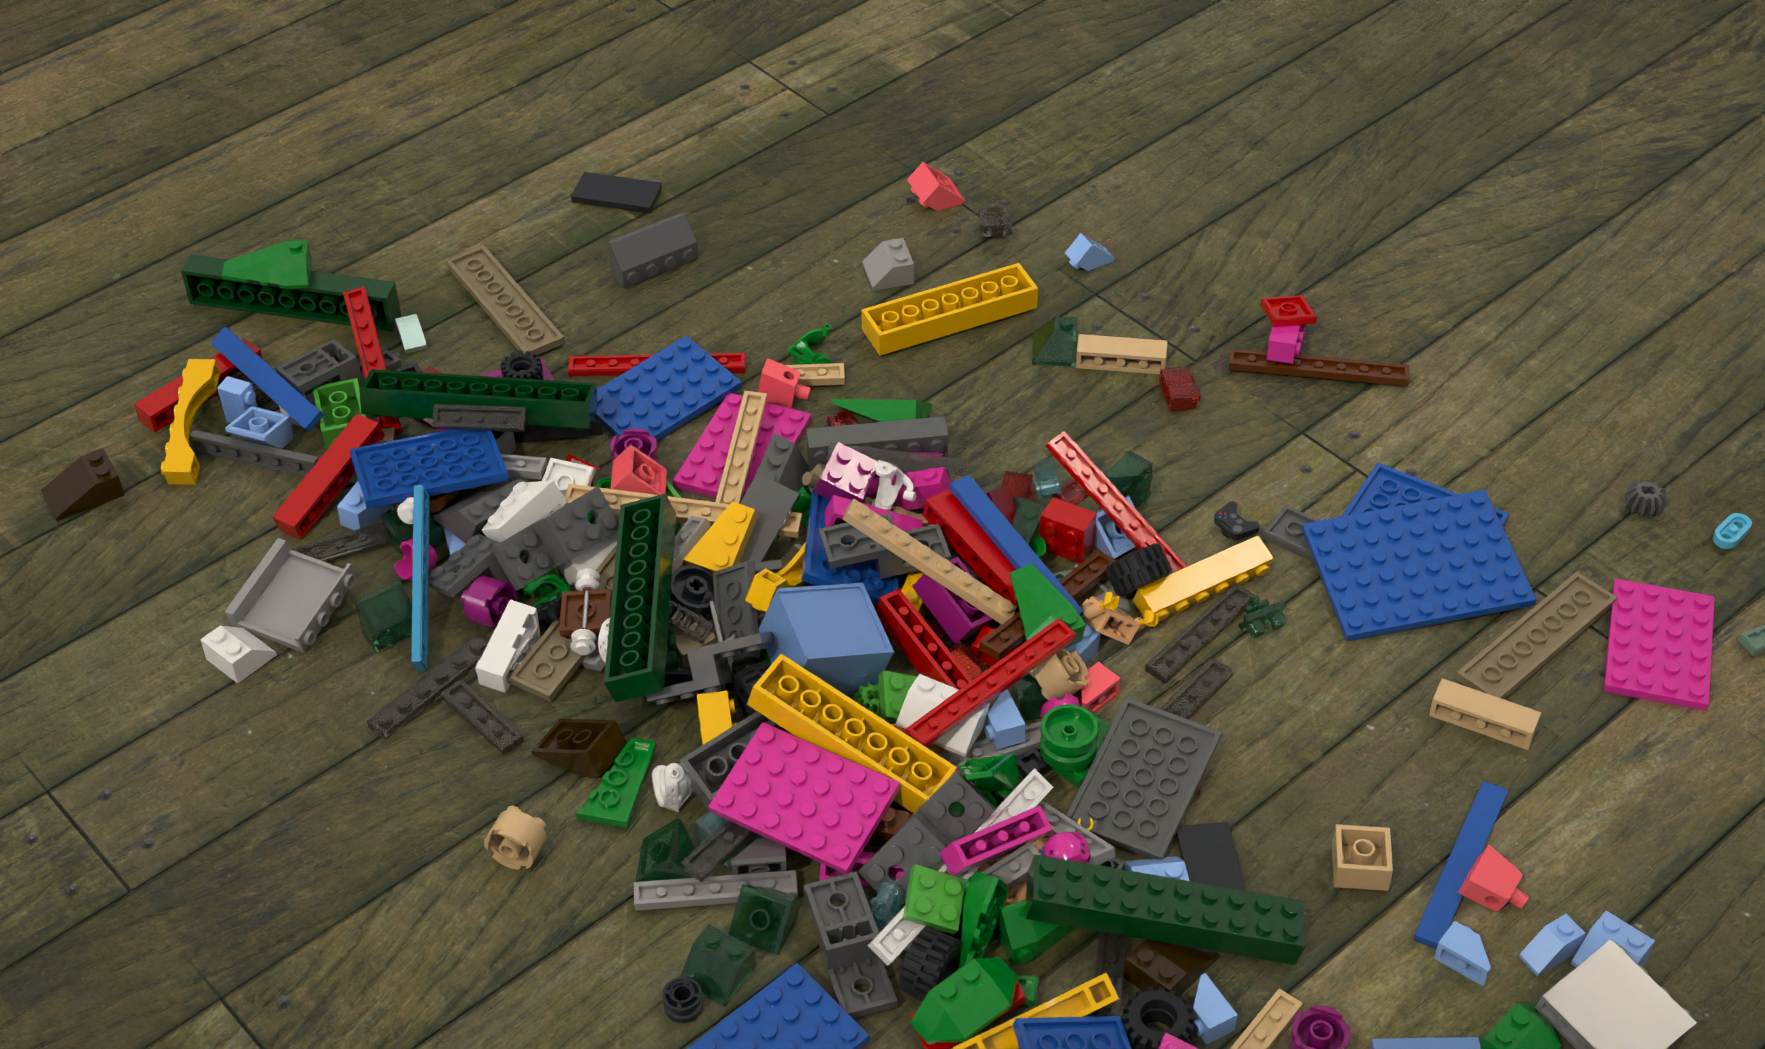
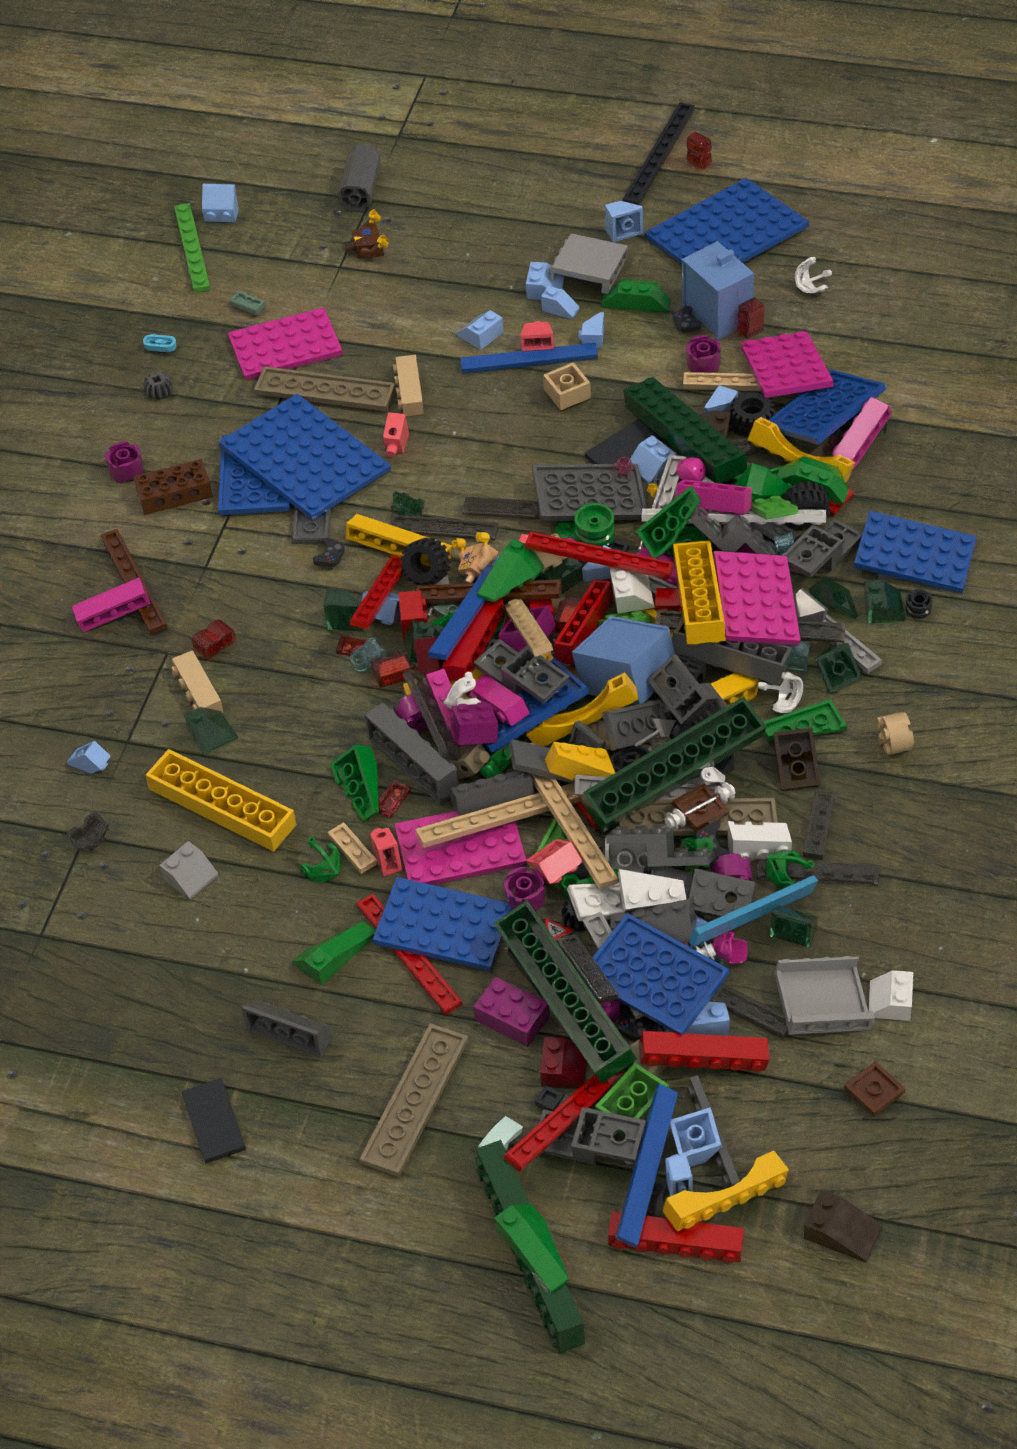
camera: 120 degrees left, 5 degrees up
(169, 583) = (874, 1089): none -> reddish brown plate
(470, 656) = (780, 877): none -> green helmet
(519, 362) = (505, 982): black tyre -> none
(708, 314) = (331, 954): none -> green wedge
(934, 188) = (66, 895): coral slope -> none
(1160, 824) = (624, 465): none -> clear pink plate
(1288, 311) = (97, 602): red tile -> none
(1391, 653) = (395, 440): none -> coral torso
(1449, 466) = (173, 486): none -> reddish brown brick
(1517, 419) = (124, 461): none -> magenta brick
(1552, 836) = (482, 329): none -> light blue slope

